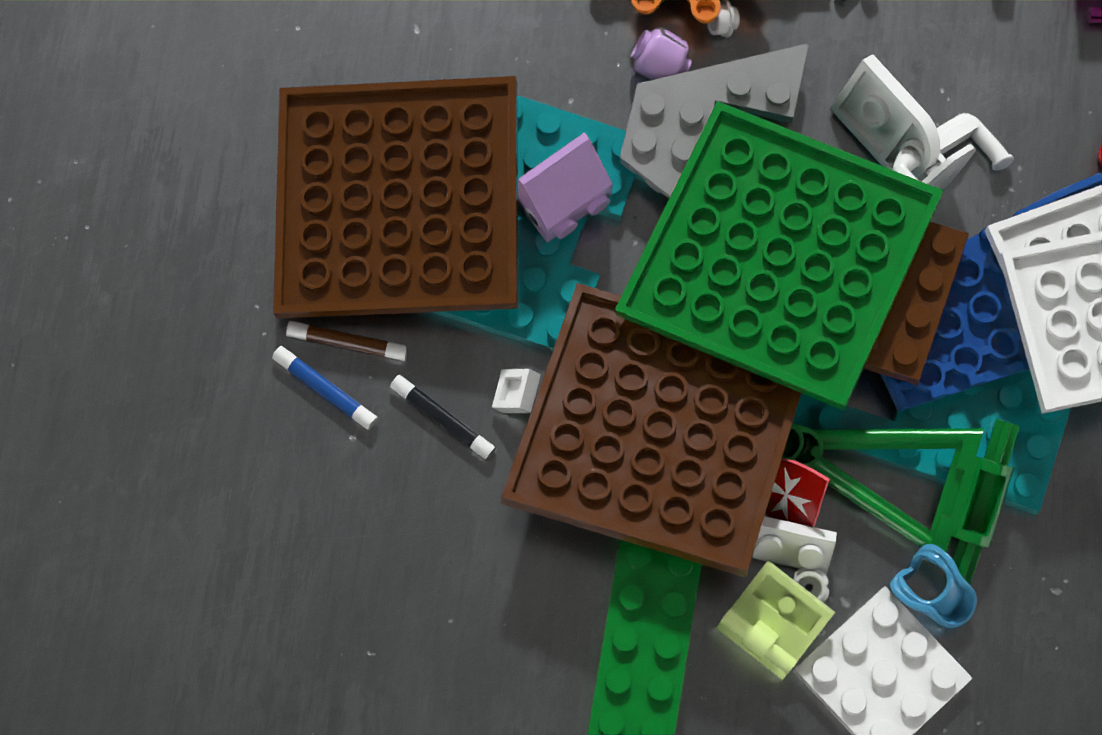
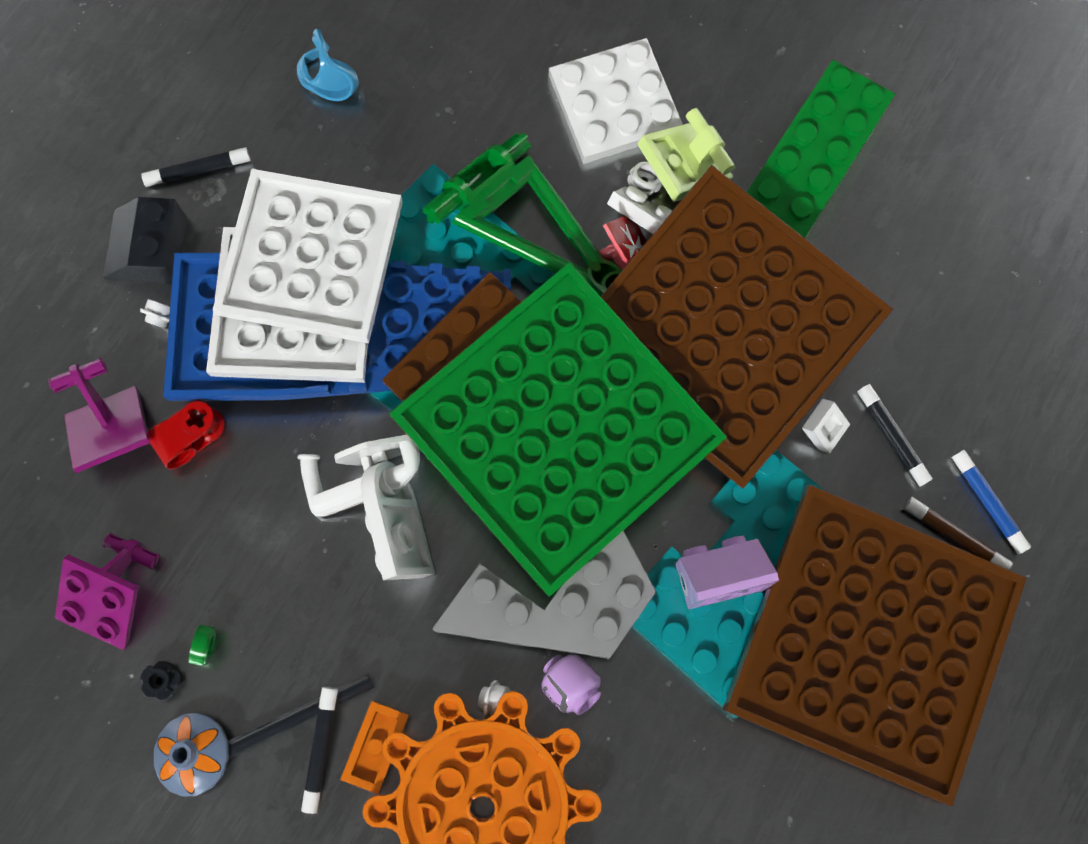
camera: 155 degrees left, 0 degrees up
(956, 601) = (540, 118): dark azure piece -> none

